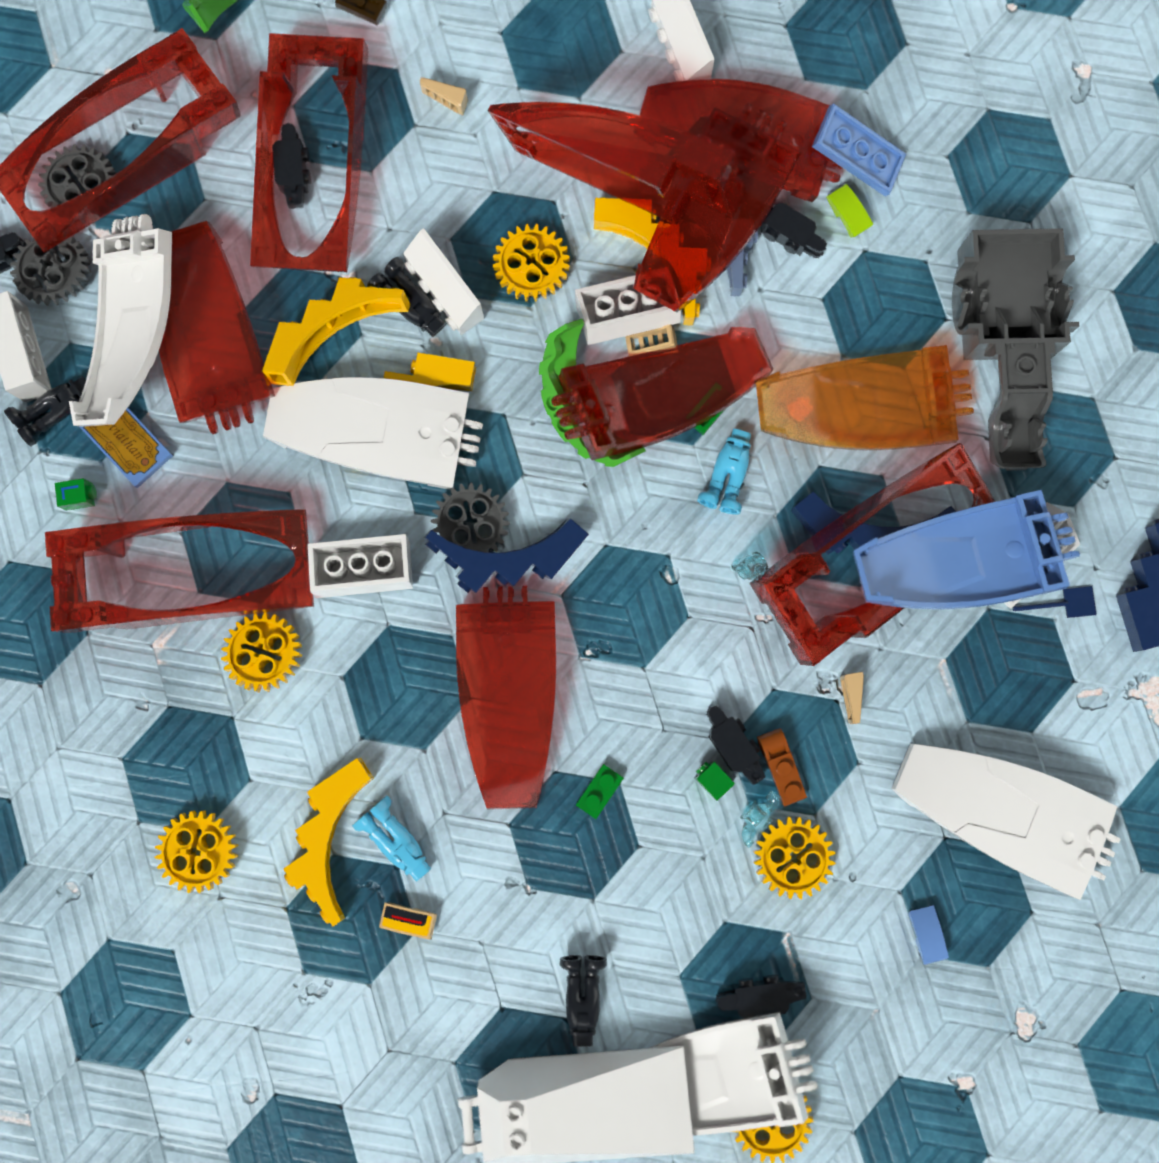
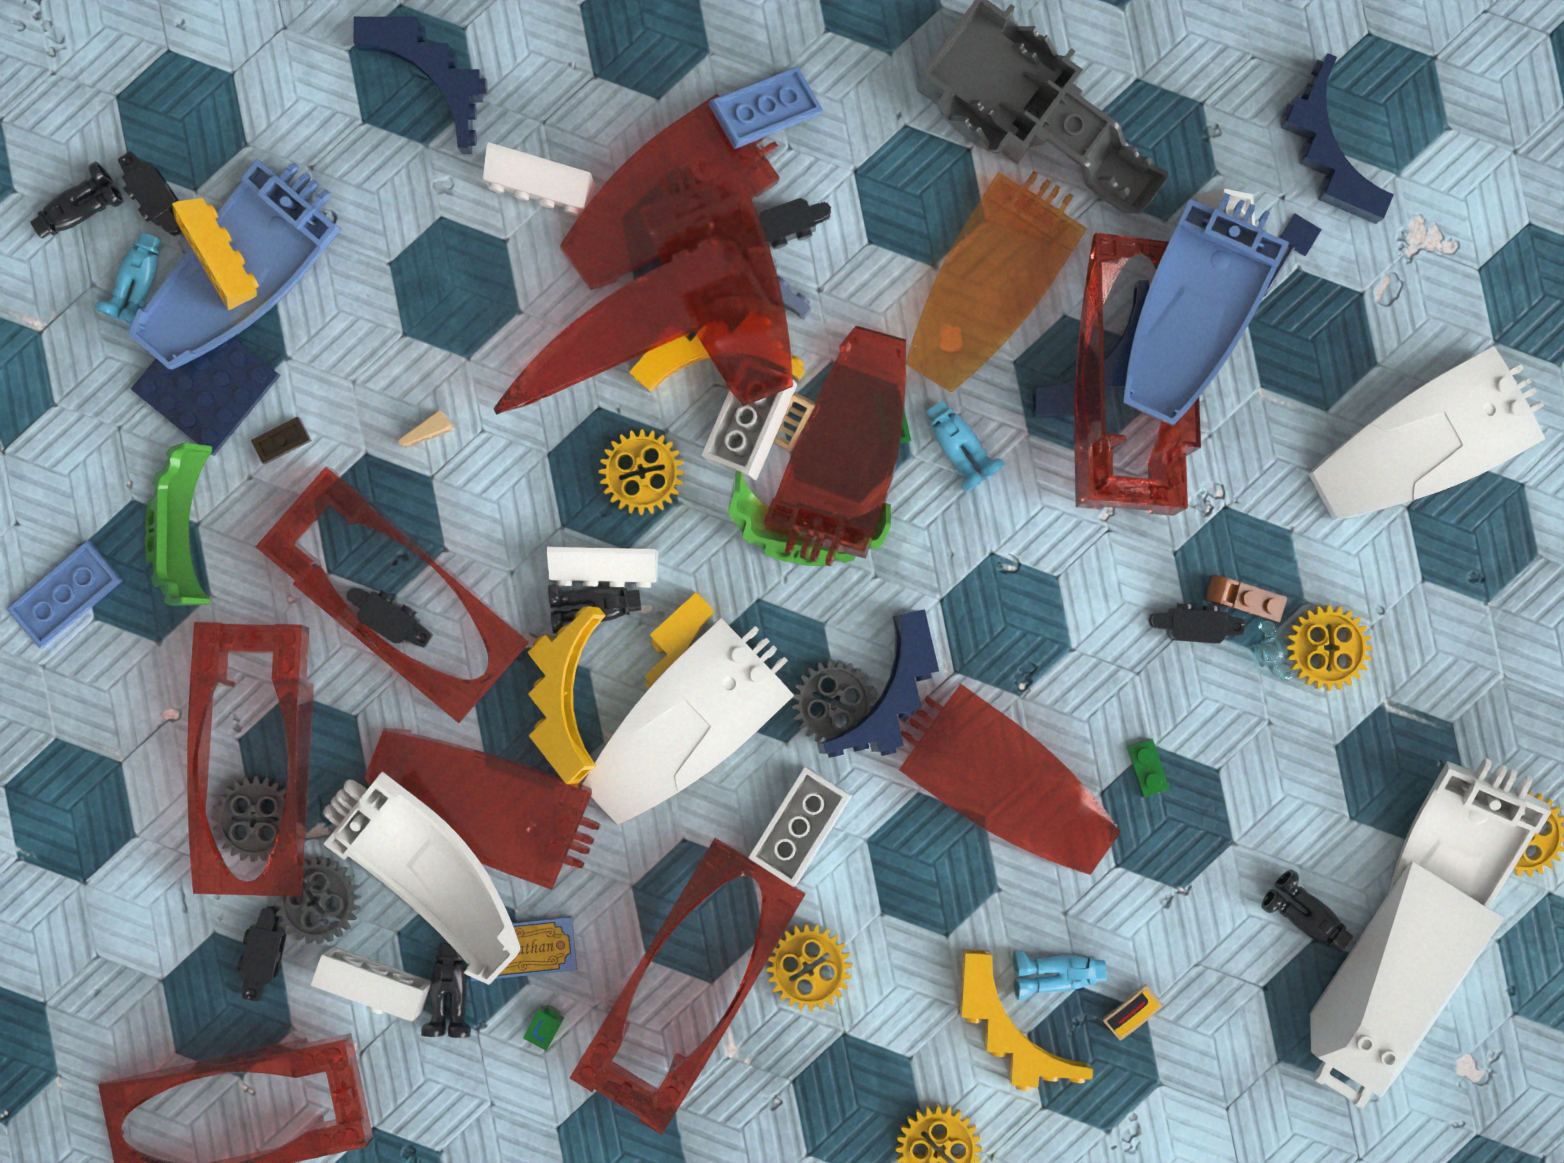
camera: 50 degrees left, 5 degrees up
(713, 780) = (1213, 664): green brick -> none
(750, 566) = (1059, 493): clear light blue piece -> none
(761, 997) = (1420, 764): black hinge -> none
(850, 210) = (810, 156): lime slope -> none
(852, 692) = (1230, 489): tan slope -> none
(928, 935) = (1476, 585): medium blue slope -> none

